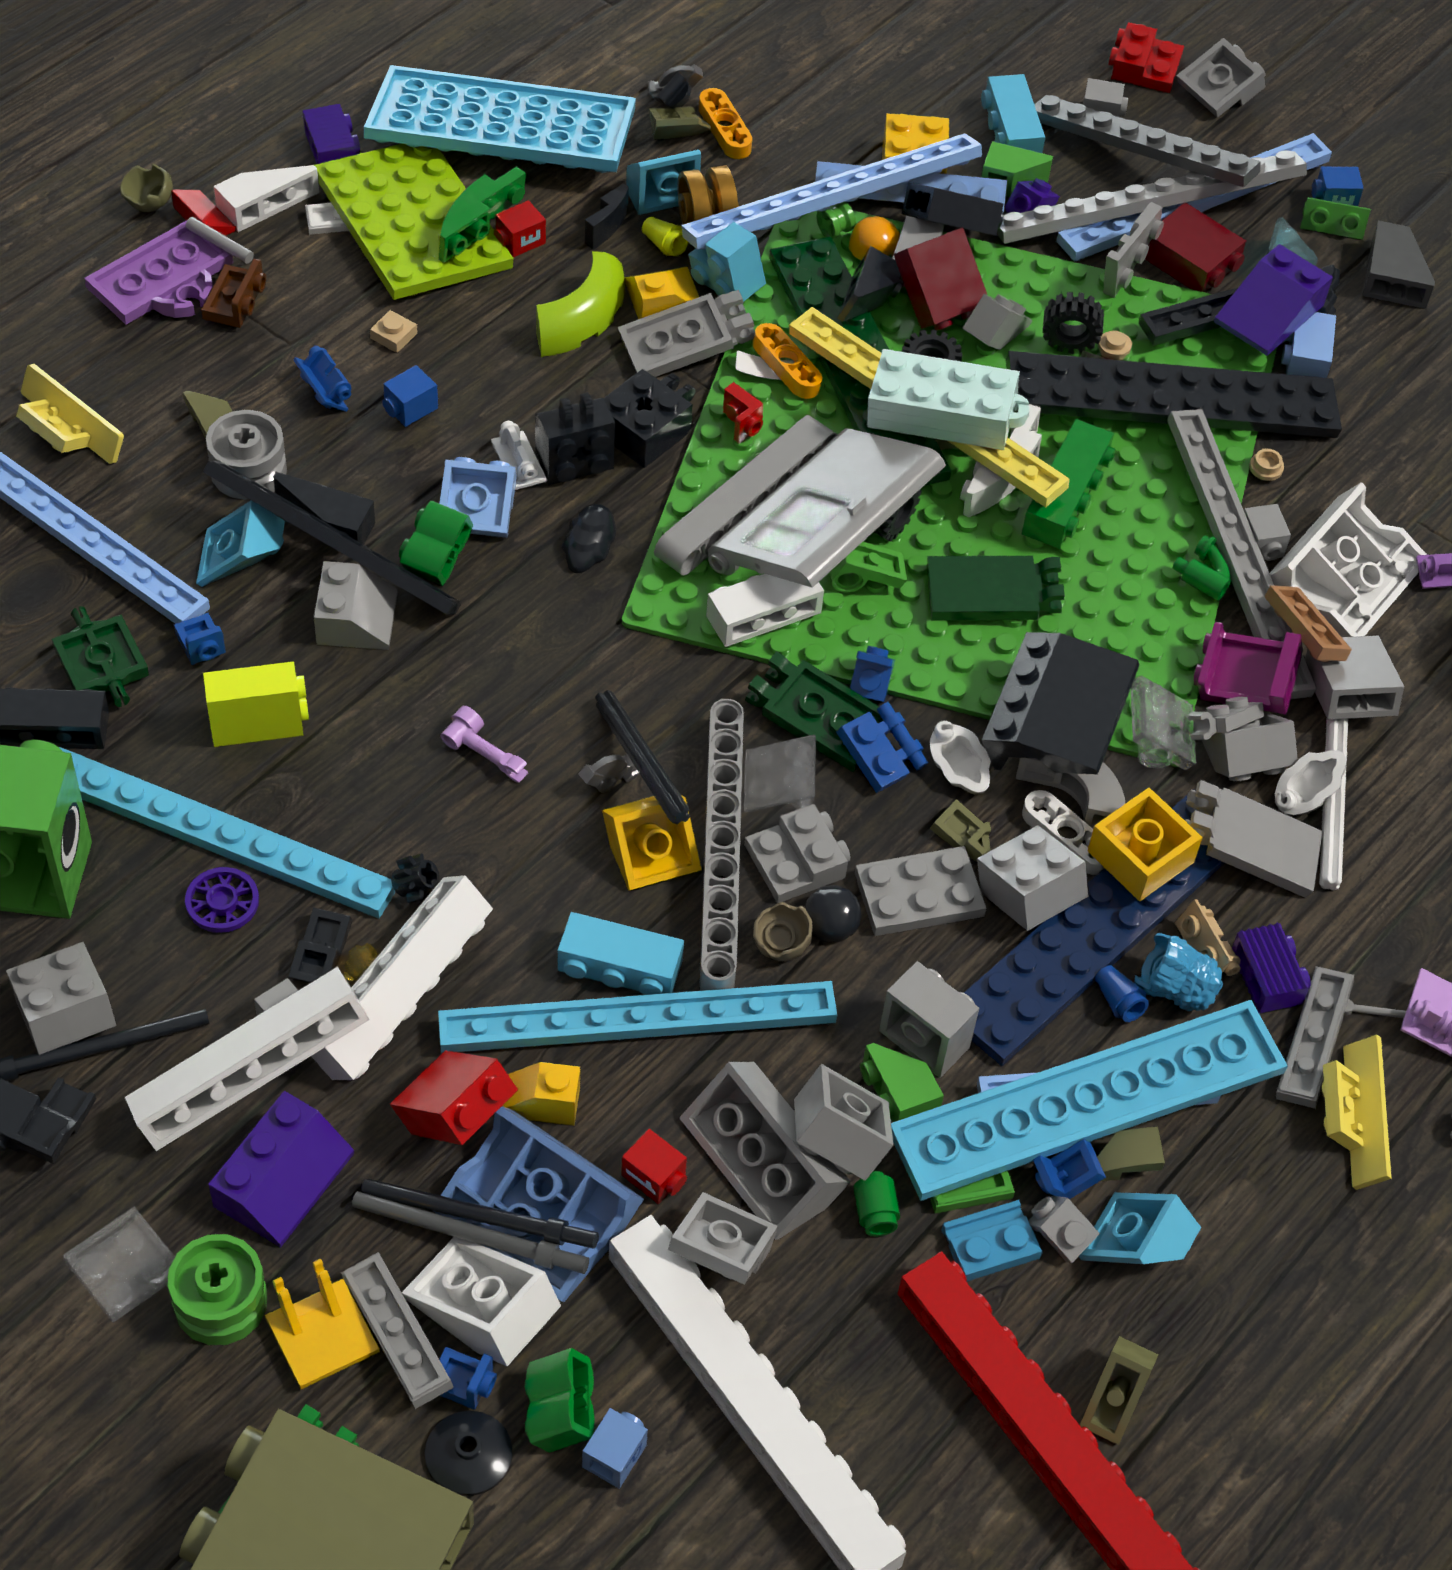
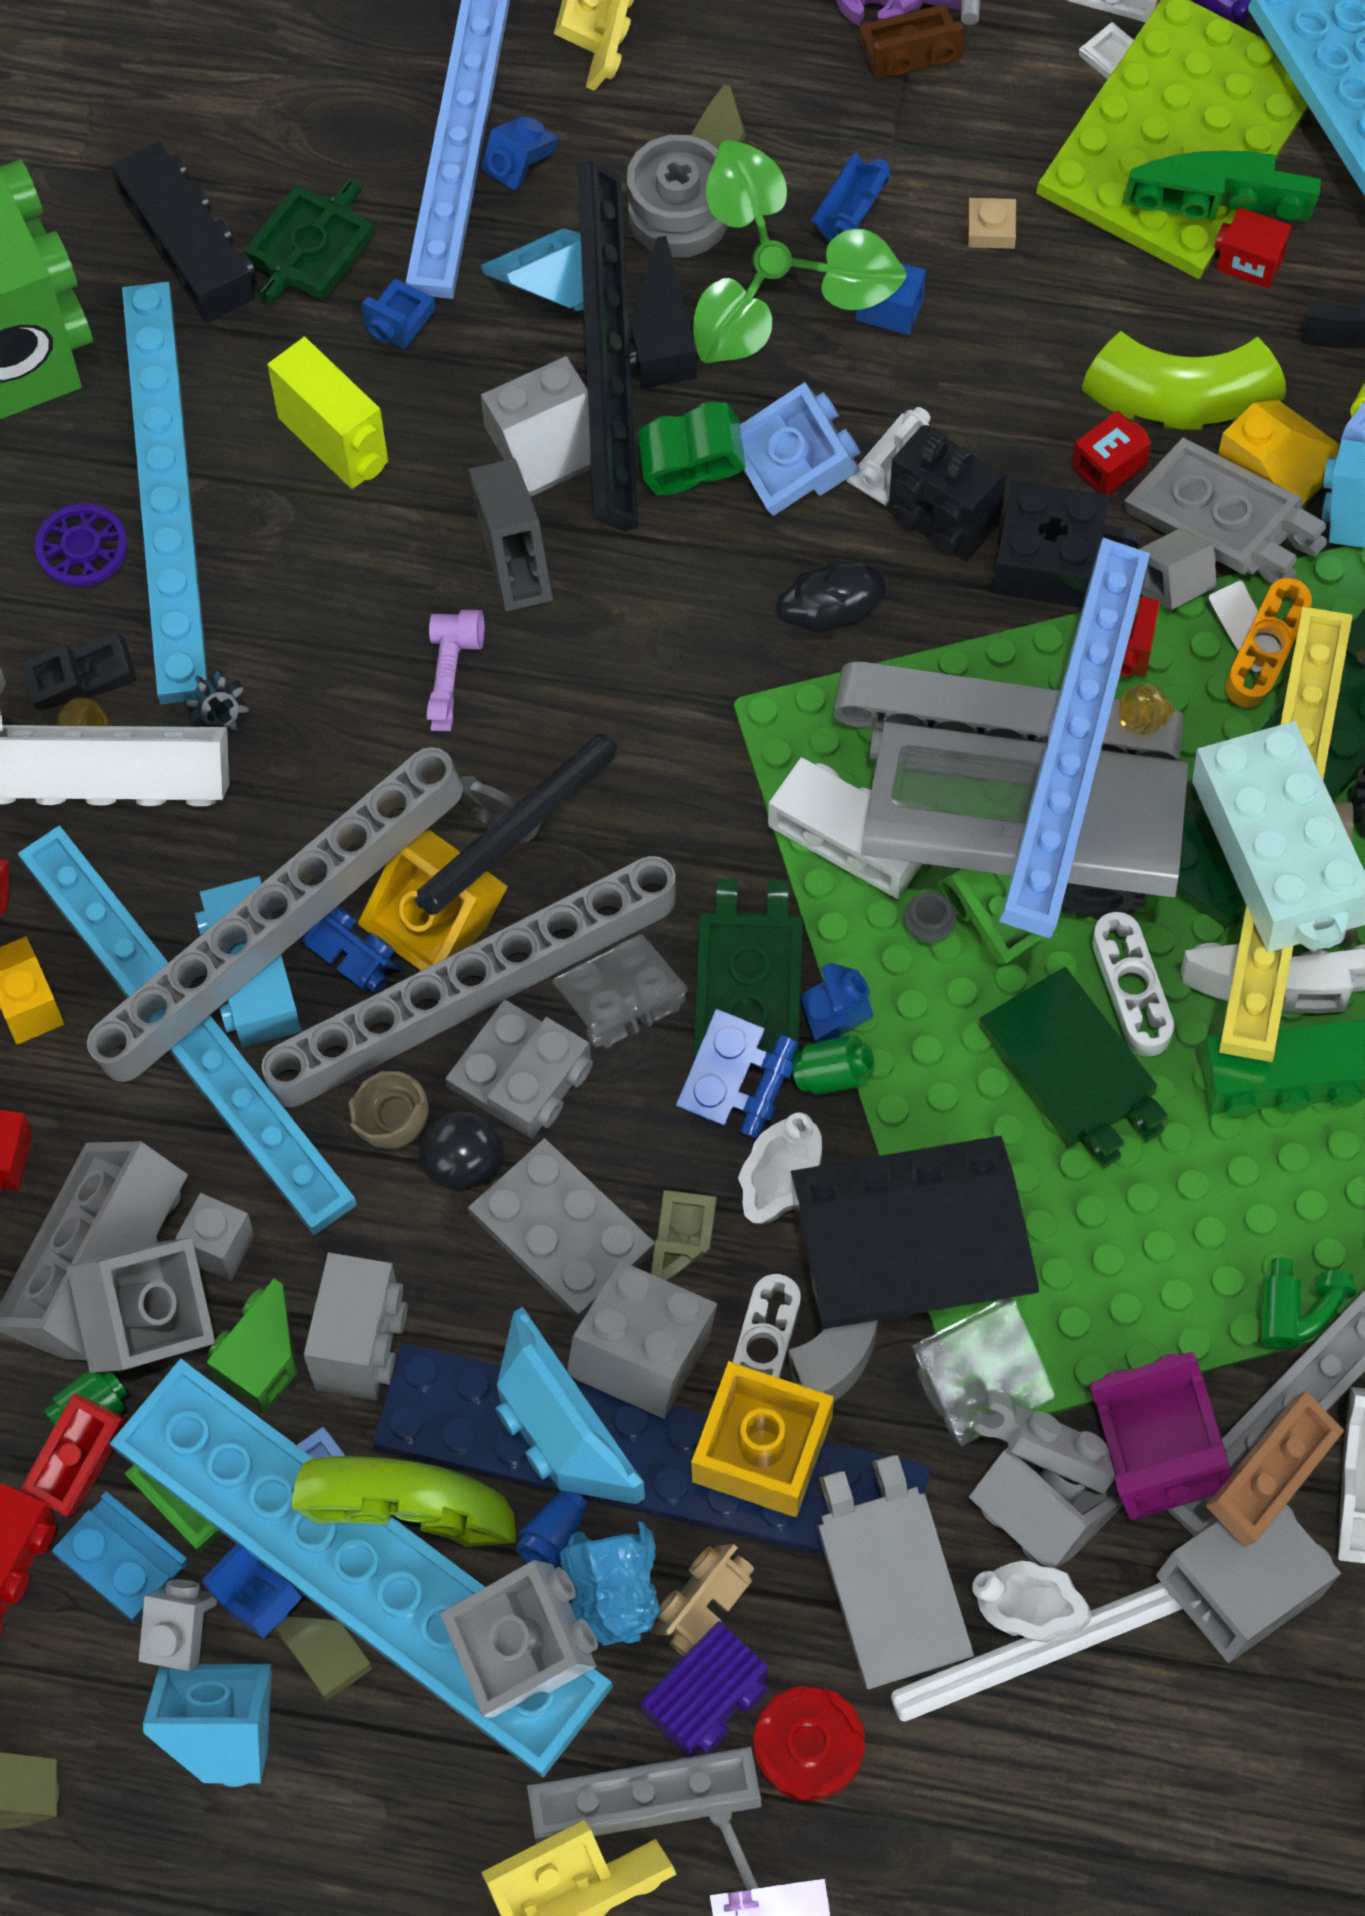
camera: 65 degrees right, 10 degrees up
(131, 517) = (516, 147): none -> blue bracket
(305, 400) = (733, 322): none -> bright green plant
(418, 660) = (511, 534): none -> dark grey slope
(604, 361) = (1111, 454): none -> red brick
(625, 920) = (270, 938): none -> light grey beam
(632, 901) = (366, 957): none -> blue hinge
(708, 371) = (1179, 568): none -> light grey brick
(802, 1061) = (218, 1235): none -> light grey brick
(804, 422) = (1144, 709): none -> clear yellow plate
(815, 450) = (1075, 740): none -> light blue plate
(848, 600) = (930, 917): none -> dark grey plate
(913, 695) = (833, 1065): none -> green brick
(914, 1220) = (73, 1455): none -> red slope
(949, 523) = (1128, 1005): none -> white beam
(1057, 1050) = (374, 1488): none -> lime brick
(1059, 938) = (558, 1421): none -> medium azure wedge
(1205, 1023) = (520, 1637): none -> light grey plate
(1327, 938) = (809, 1743): none -> red tile

